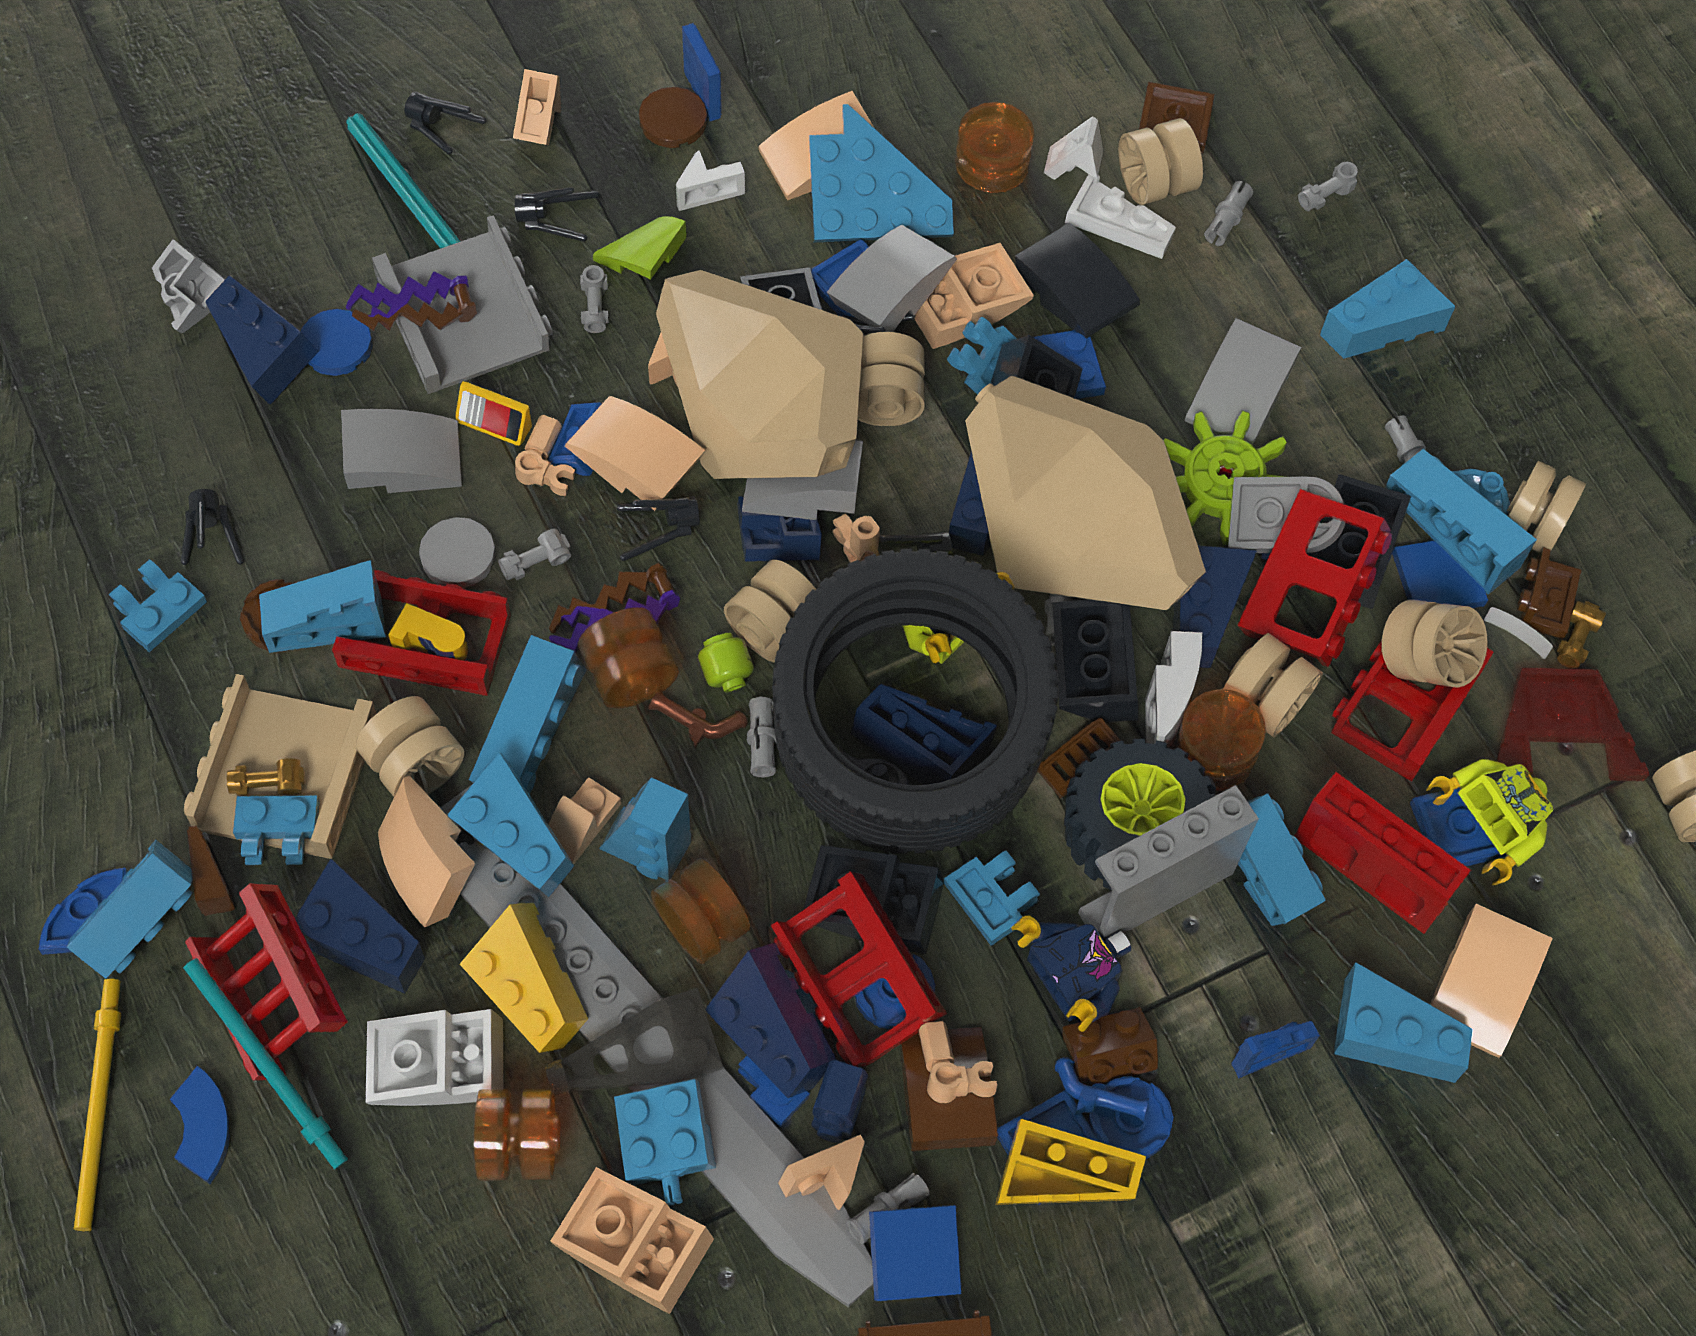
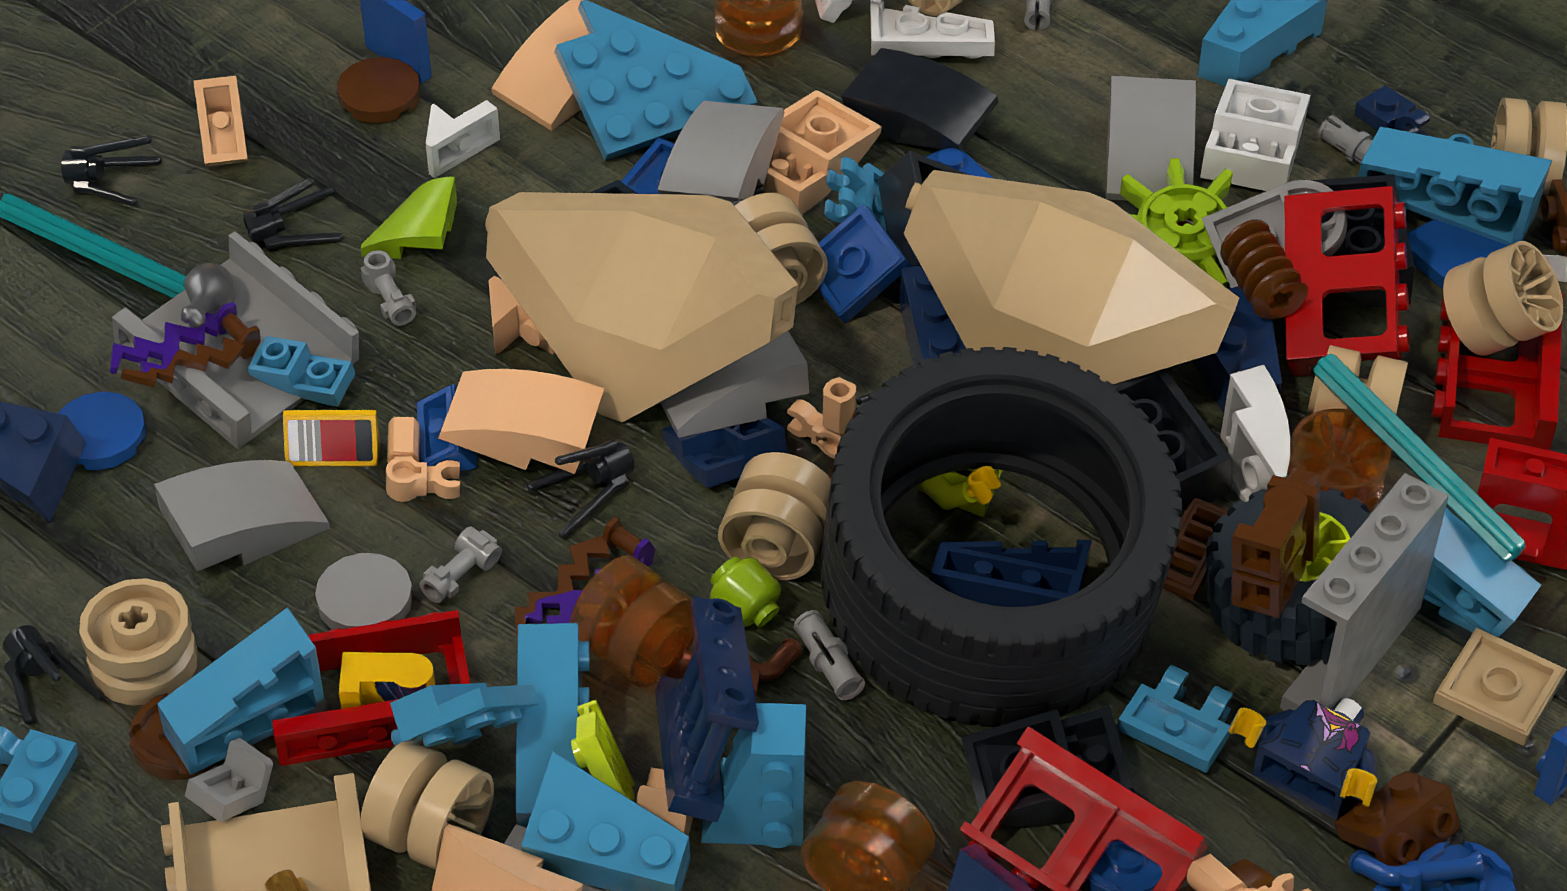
camera: 20 degrees left, 15 degrees down
(278, 532) = (138, 640): none -> tan wheel
(291, 673) = (234, 785): none -> light grey bracket
(454, 258) = (208, 289): none -> flat silver piece
(456, 689) = (458, 712): none -> dark azure plate
(496, 348) = (294, 370): none -> dark azure slope
(546, 766) = (599, 752): none -> neon yellow plate
(631, 757) = (703, 709): none -> dark blue fence
(946, 409) = (860, 263): none -> blue tile
(1115, 800) = (1274, 550): none -> reddish brown hips
(1249, 546) = (1263, 270): none -> reddish brown piece
(1254, 966) = (1499, 686): none -> tan tile
(1278, 761) = (1419, 457): none -> teal axle
(1331, 409) = (1255, 135): none -> white slope
(1457, 427) = (1392, 111): none -> dark blue plate

